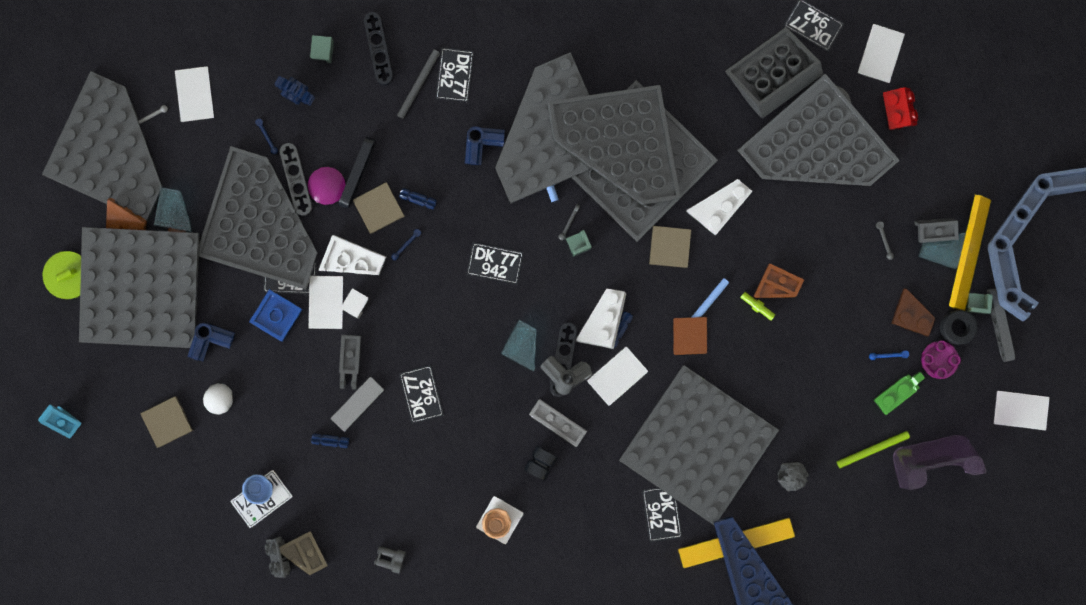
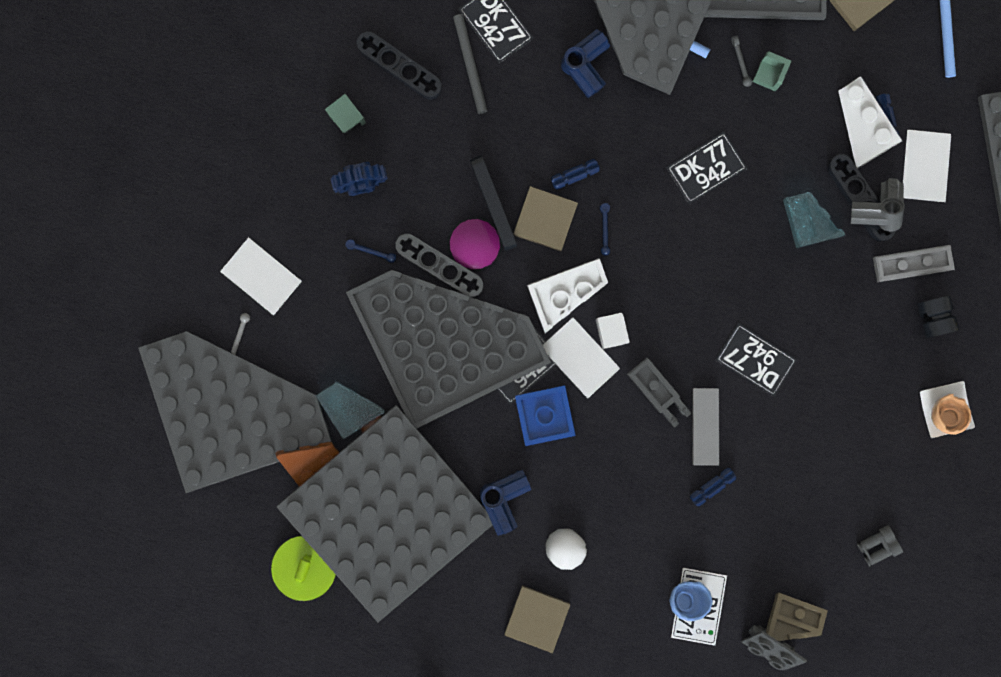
camera: 40 degrees left, 0 degrees up
(690, 335) = (960, 61): dark orange sticker -> none

